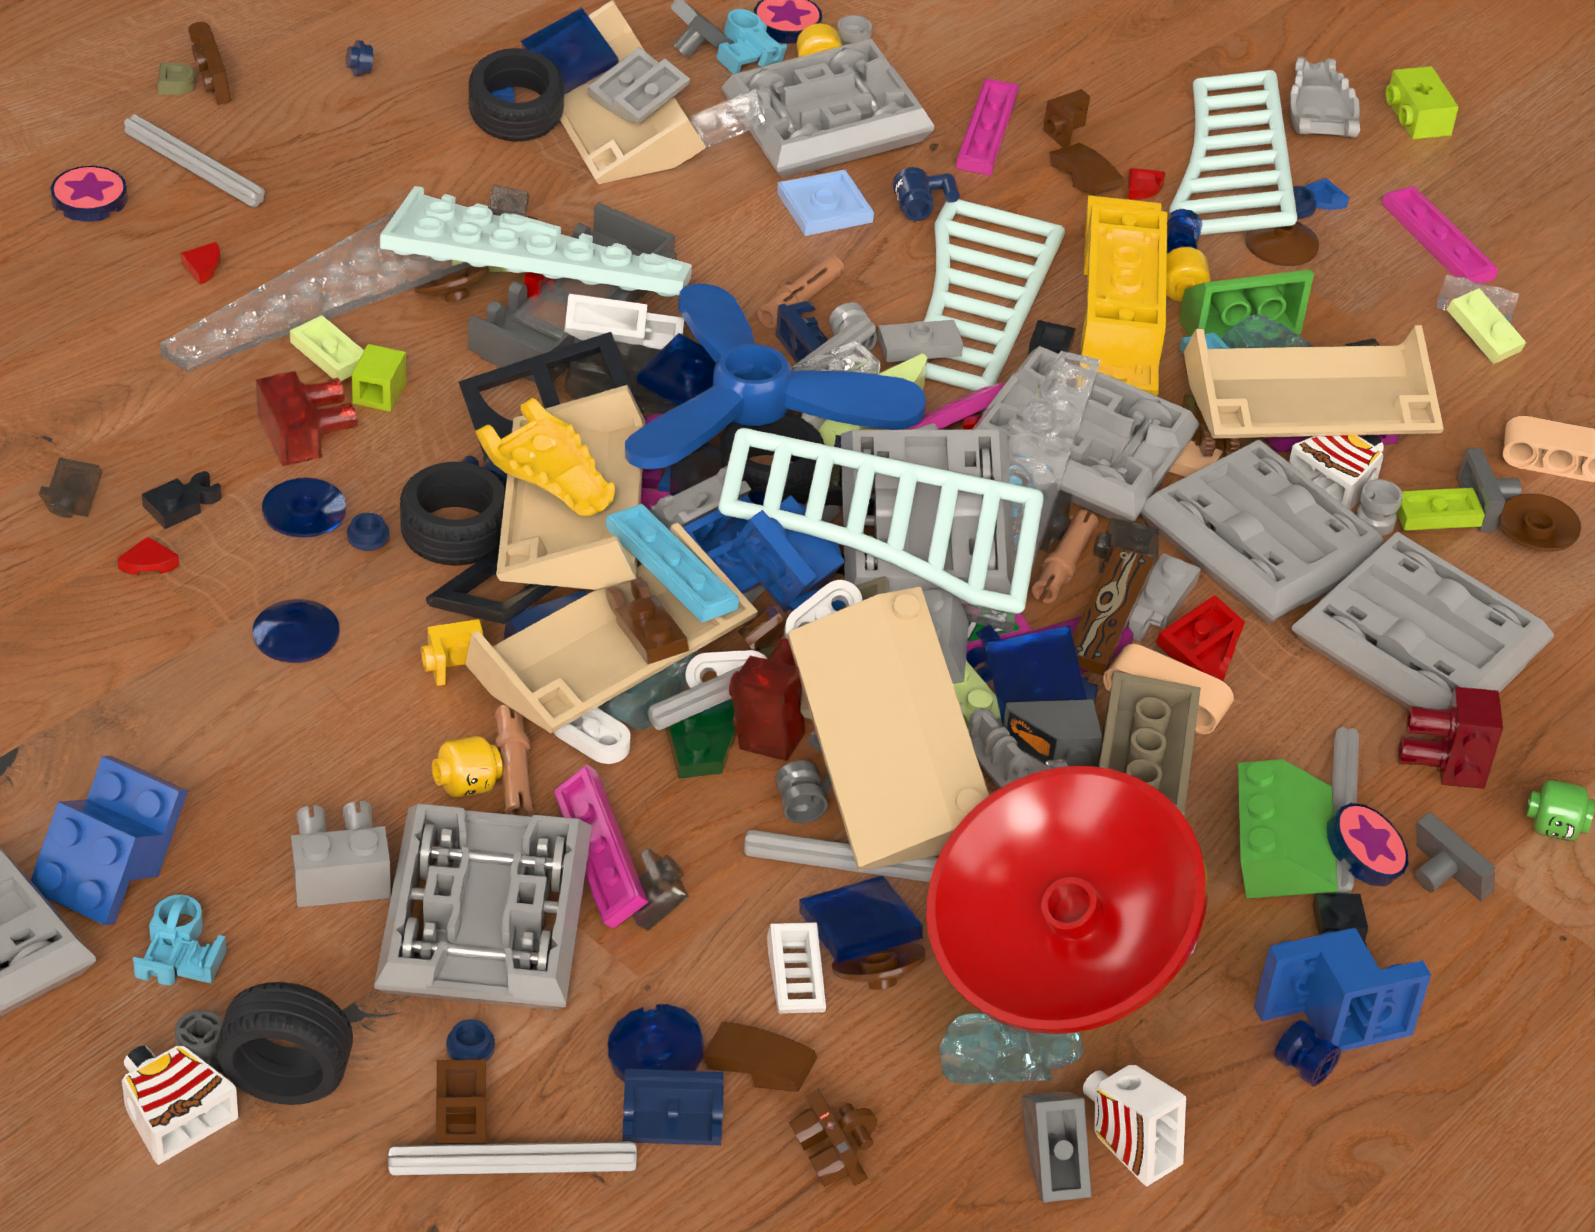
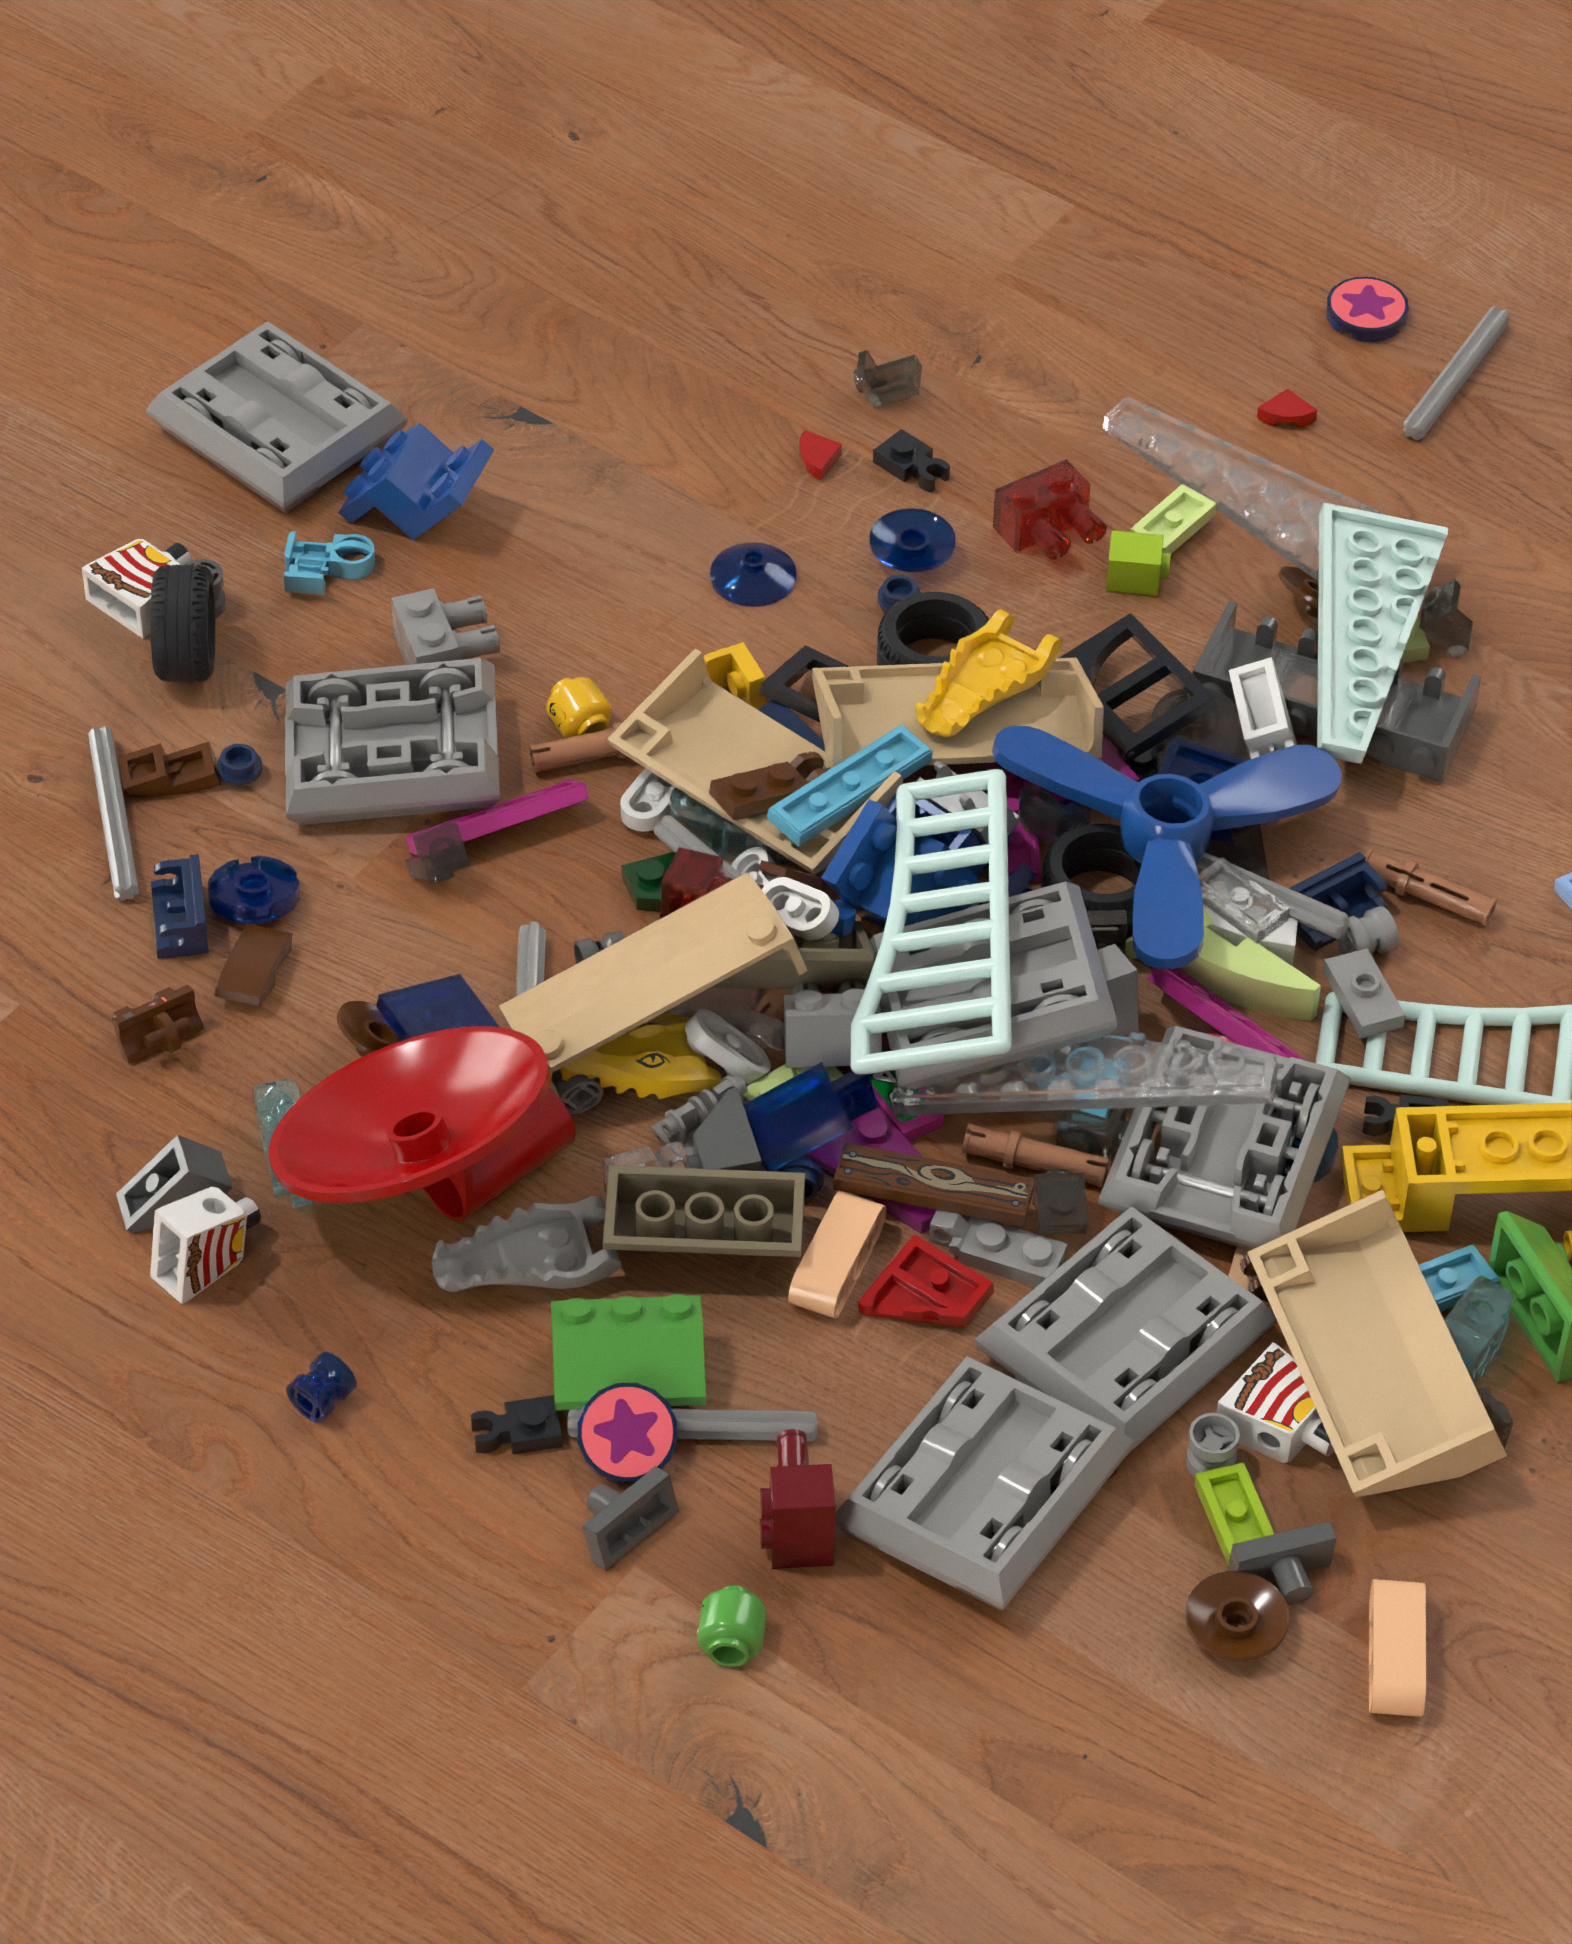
camera: 85 degrees right, 5 degrees up
(796, 935) = (383, 965): white slope -> none
(1341, 989) = (390, 1395): blue bracket -> none

